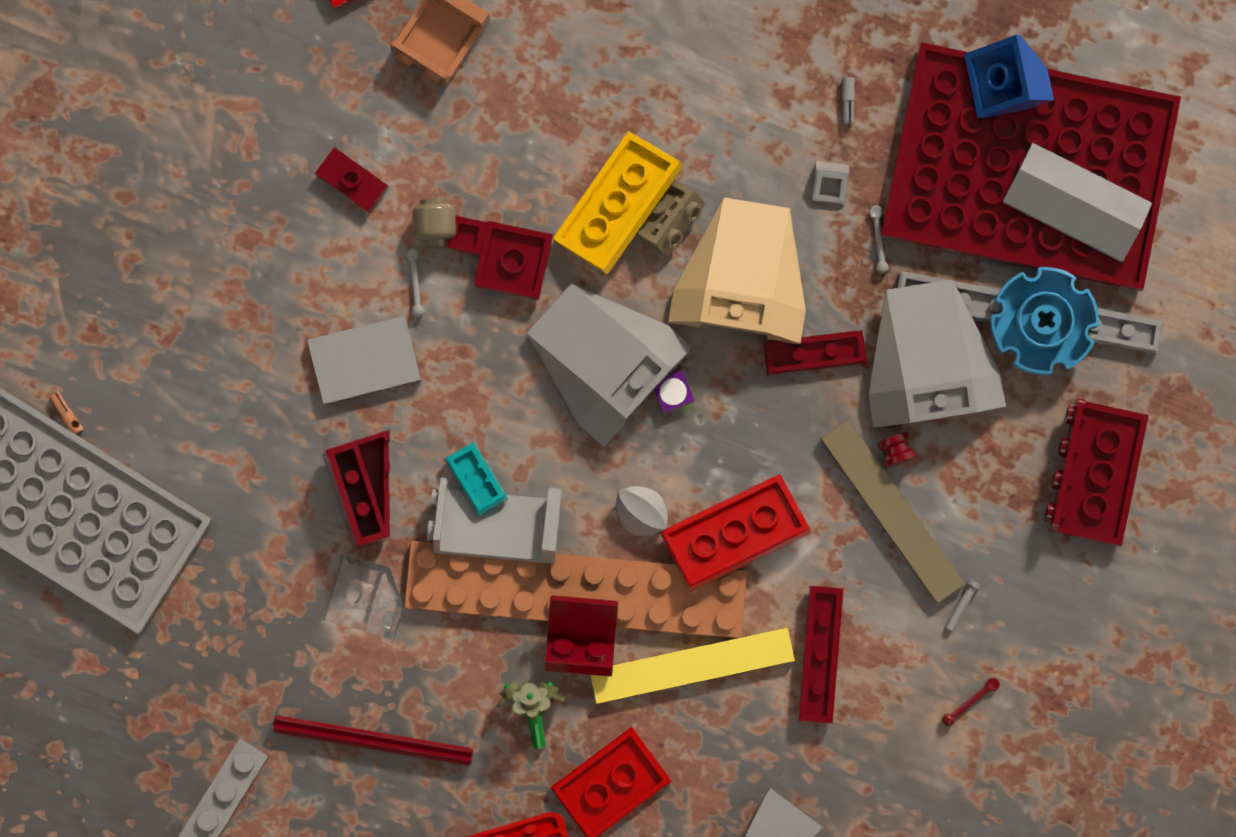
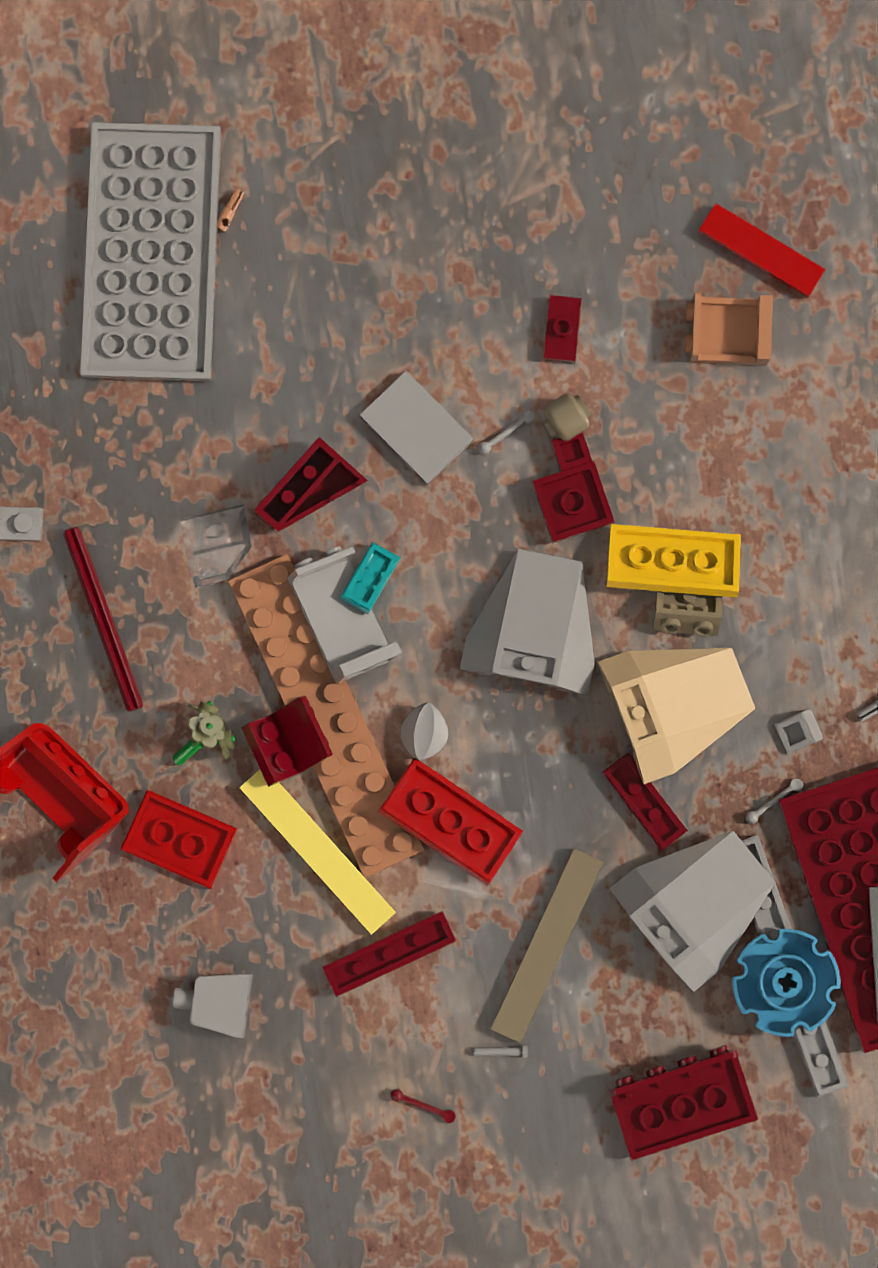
camera: 65 degrees right, 0 degrees up
(673, 392) = (540, 701): tile -> none
(896, 449) = (601, 918): dark red wheel -> none

